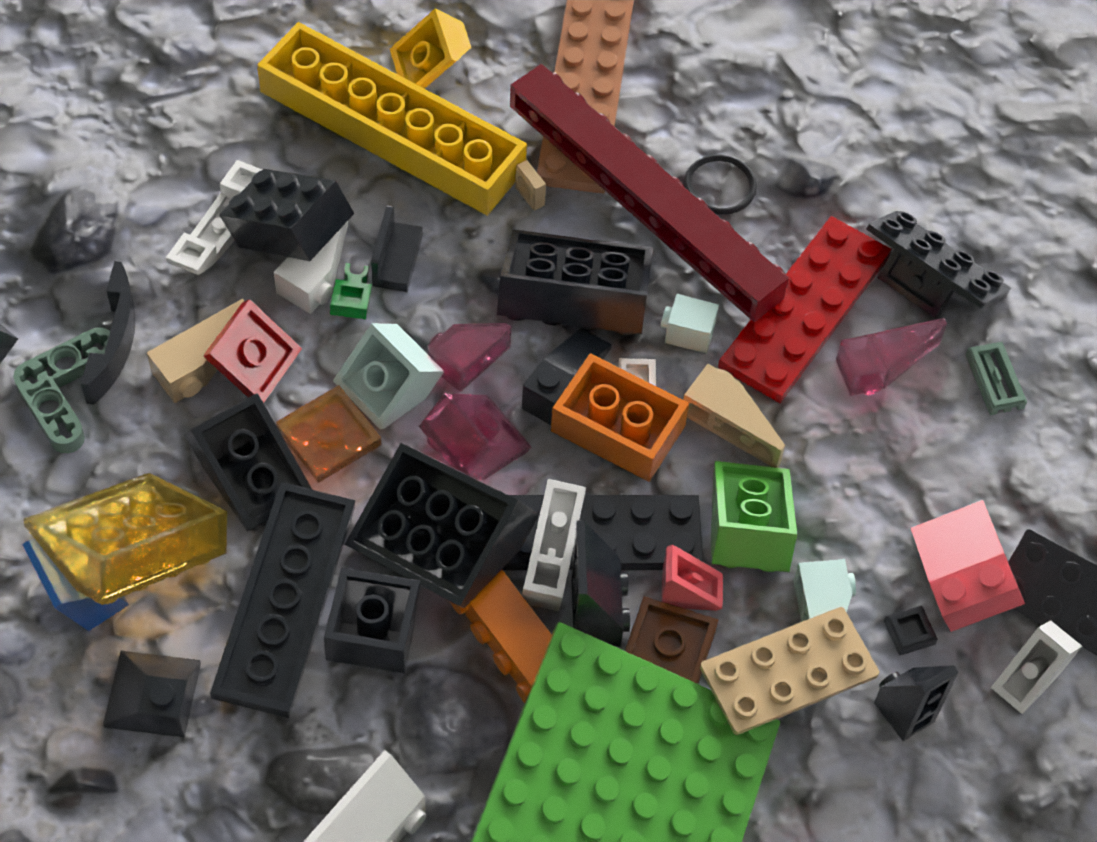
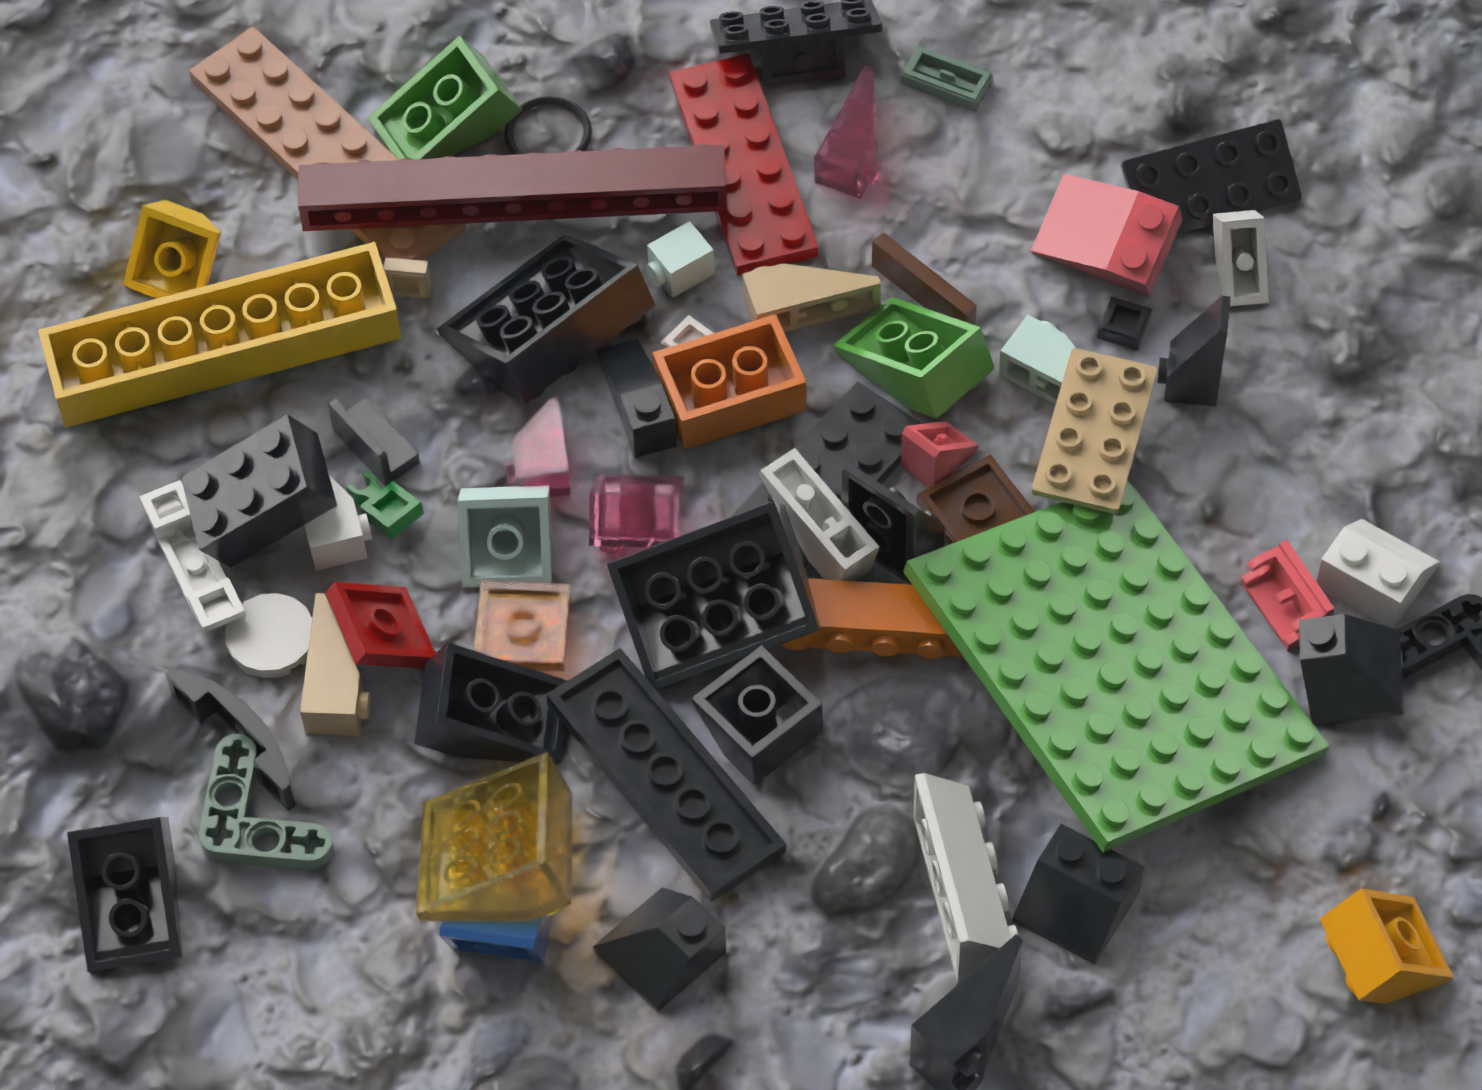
camera: 45 degrees left, 0 degrees up
(200, 296) = (270, 636): none -> white tile
(679, 115) = (446, 106): none -> bright green slope
(812, 480) = (920, 281): none -> reddish brown tile

